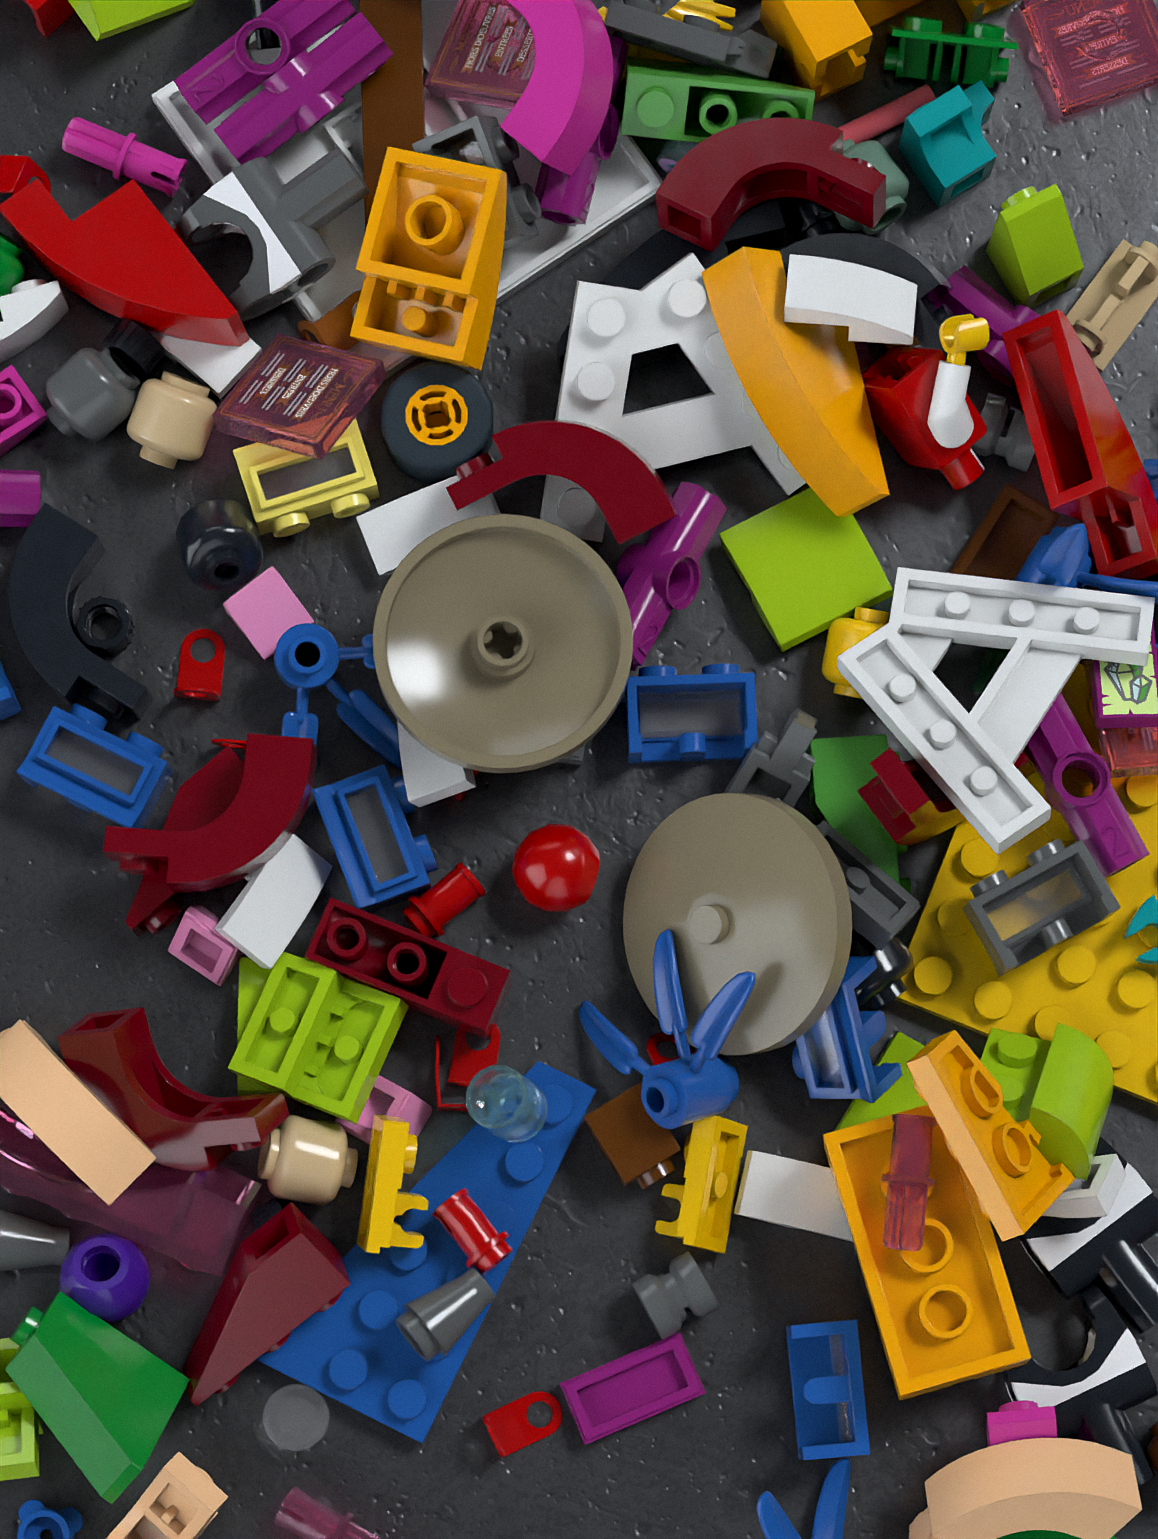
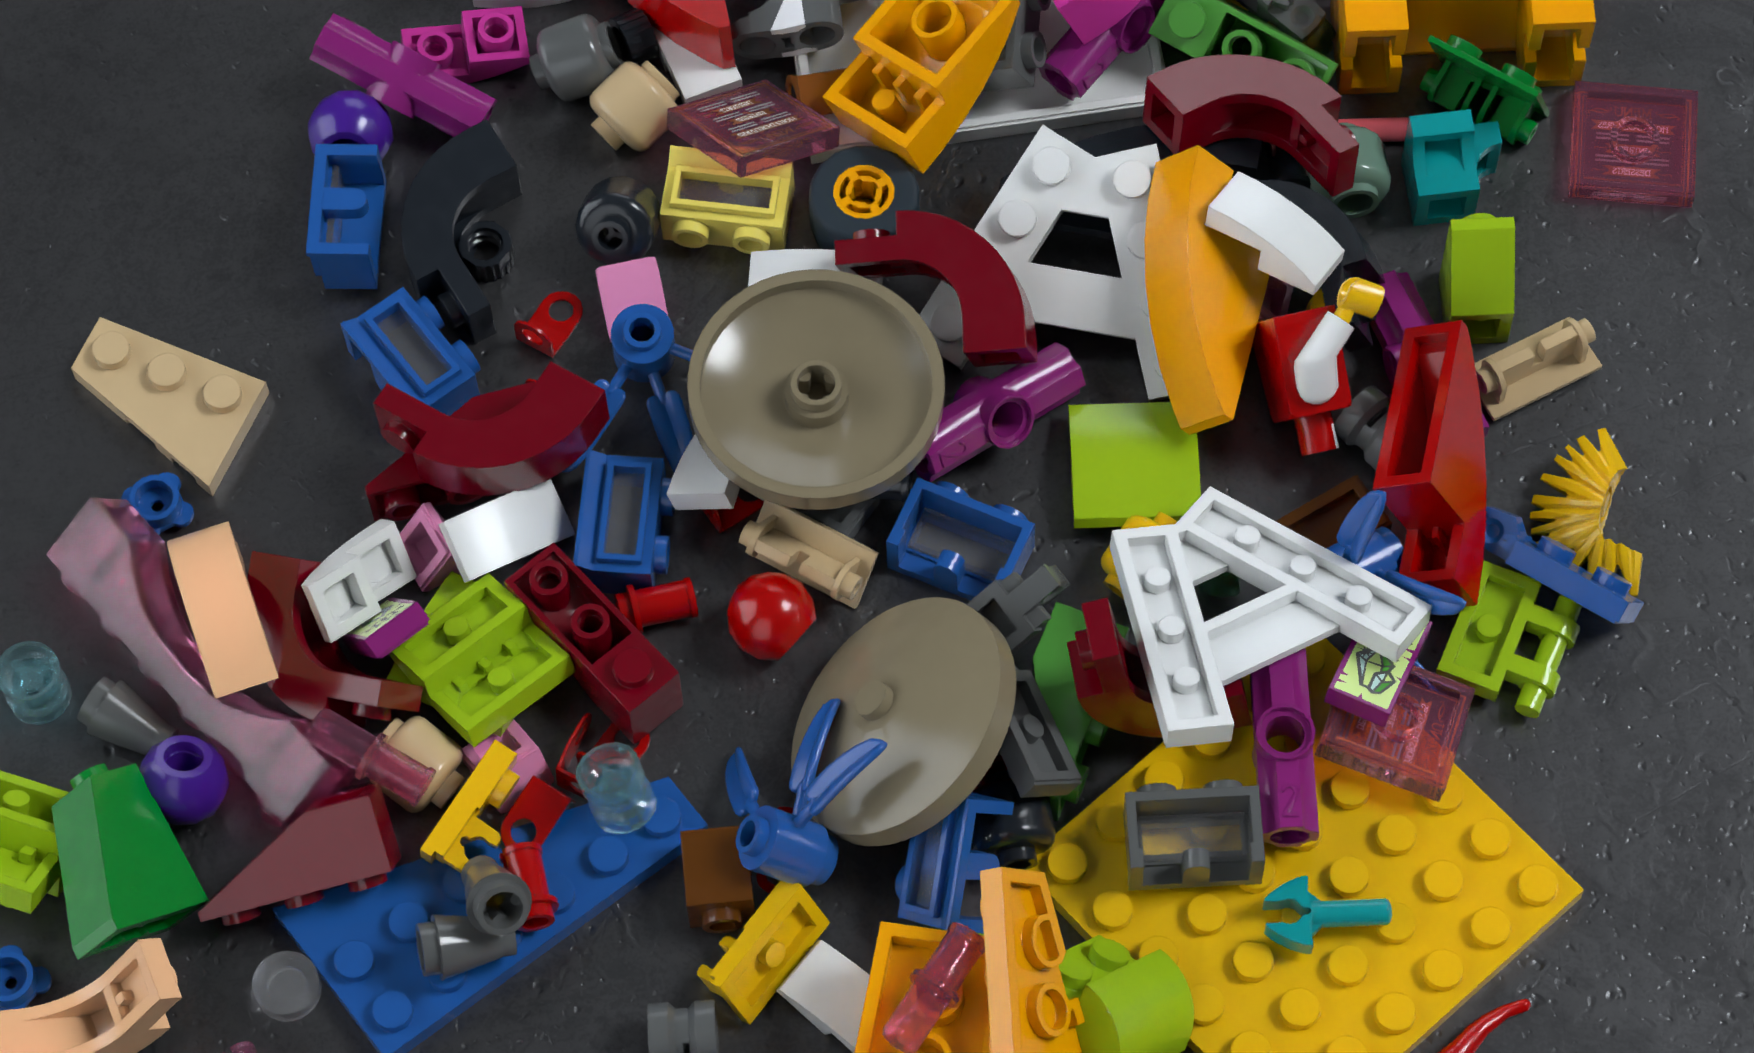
camera: 30 degrees right, 15 degrees down
(160, 1013) = (357, 576): none -> white slope
(216, 1050) = (387, 629): none -> magenta tile
(274, 1185) = (370, 756): none -> clear pink axle
(443, 1146) = (541, 805): none -> red piece
(459, 1266) = (494, 897): none -> dark grey cone
(567, 787) = (810, 552): none -> tan hinge

